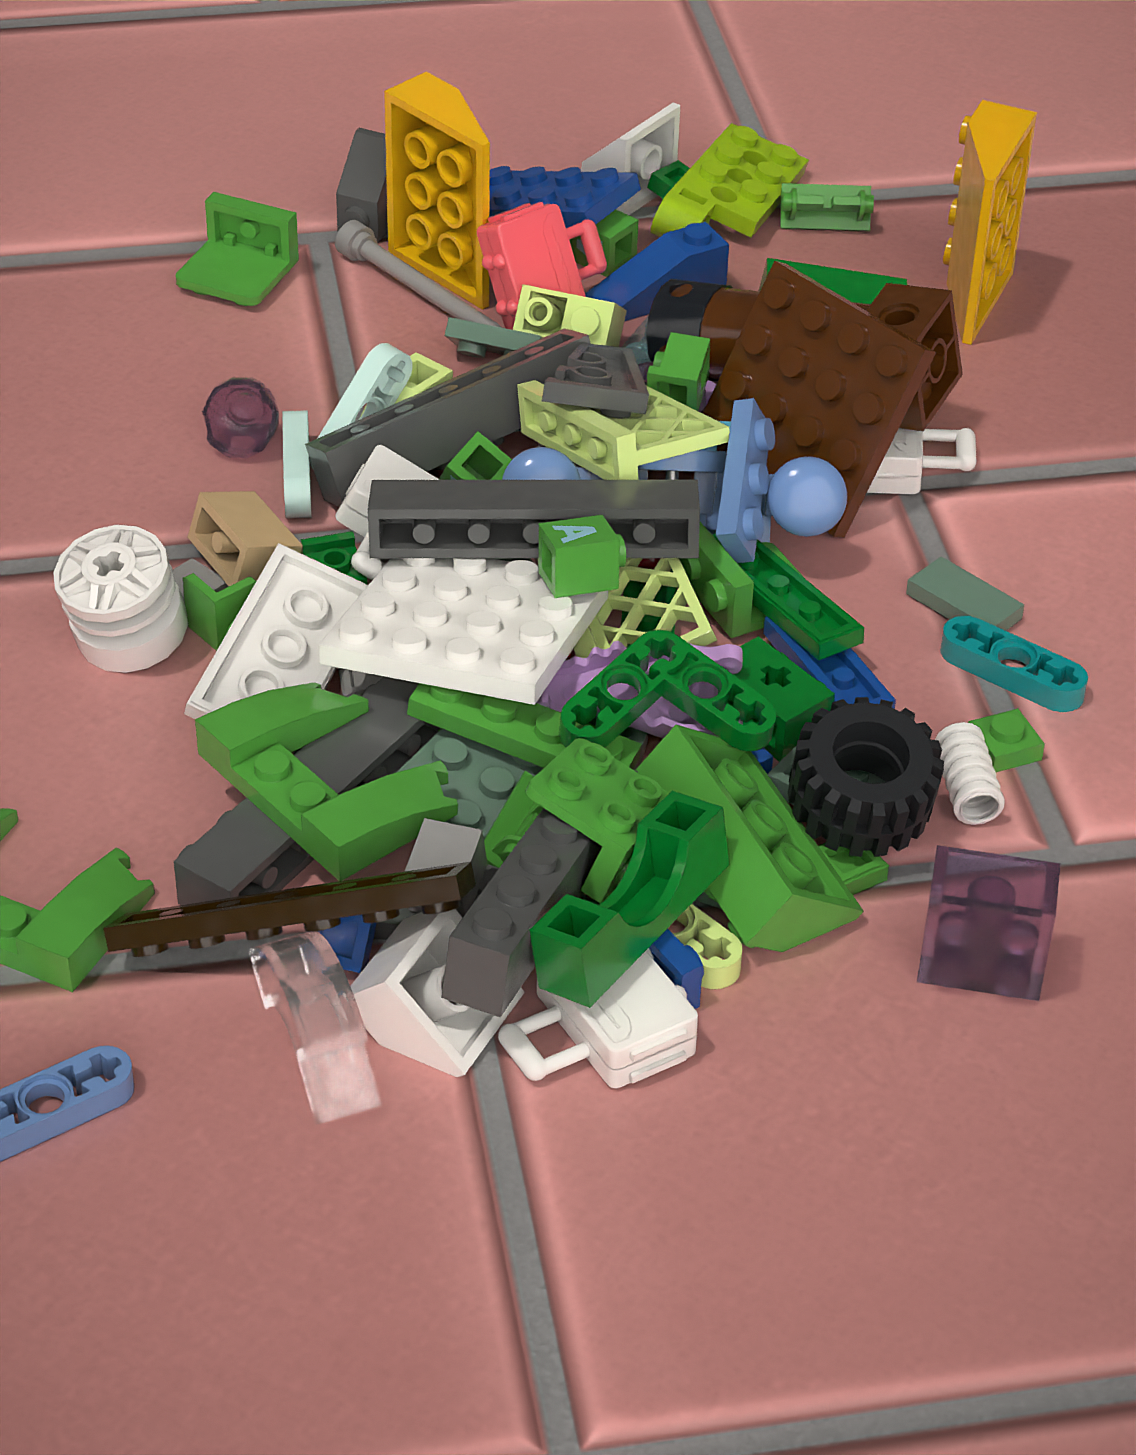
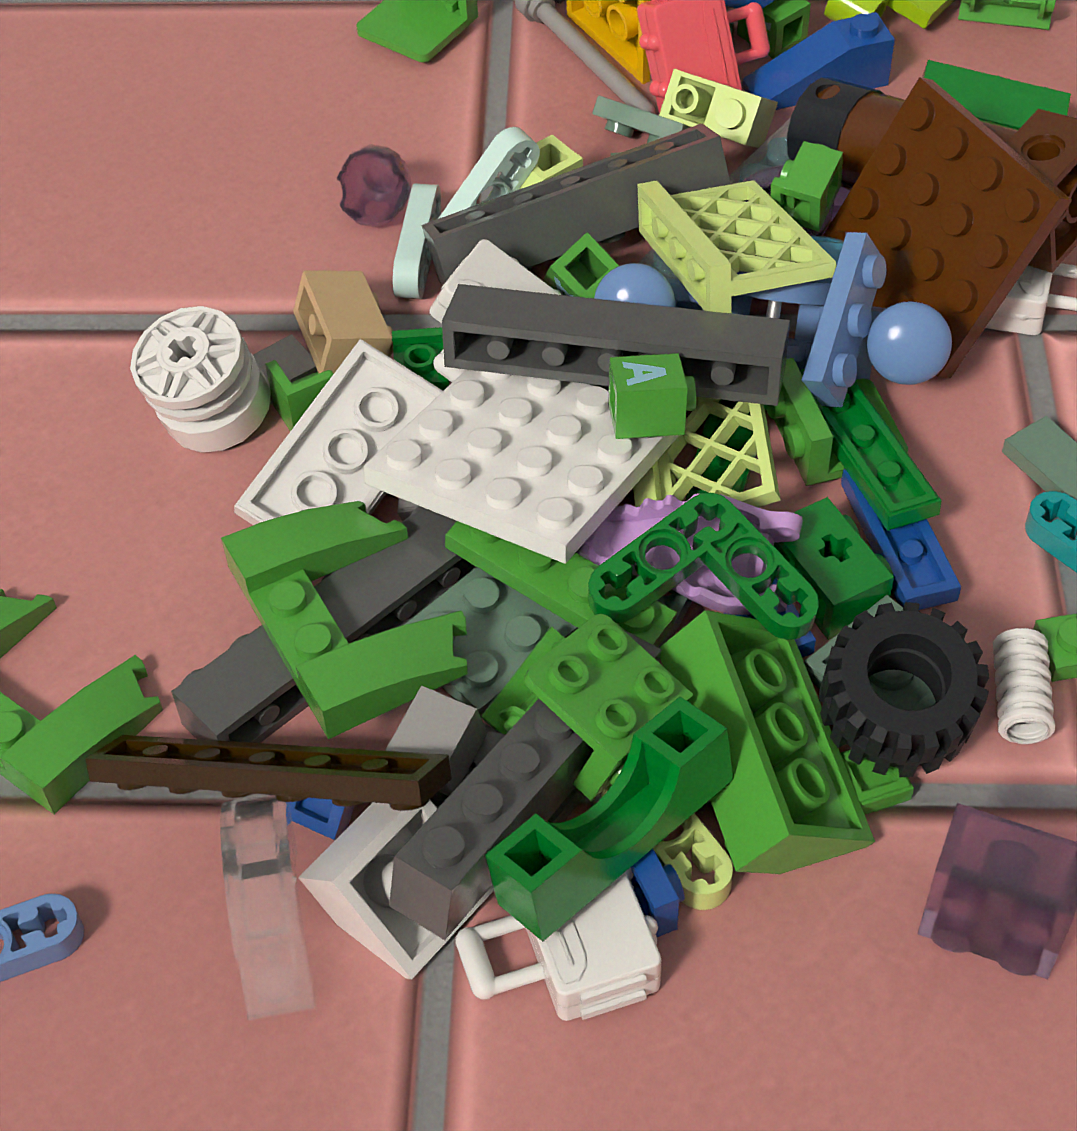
camera: 15 degrees right, 10 degrees up
(599, 379) = (715, 192): dark grey wing -> none

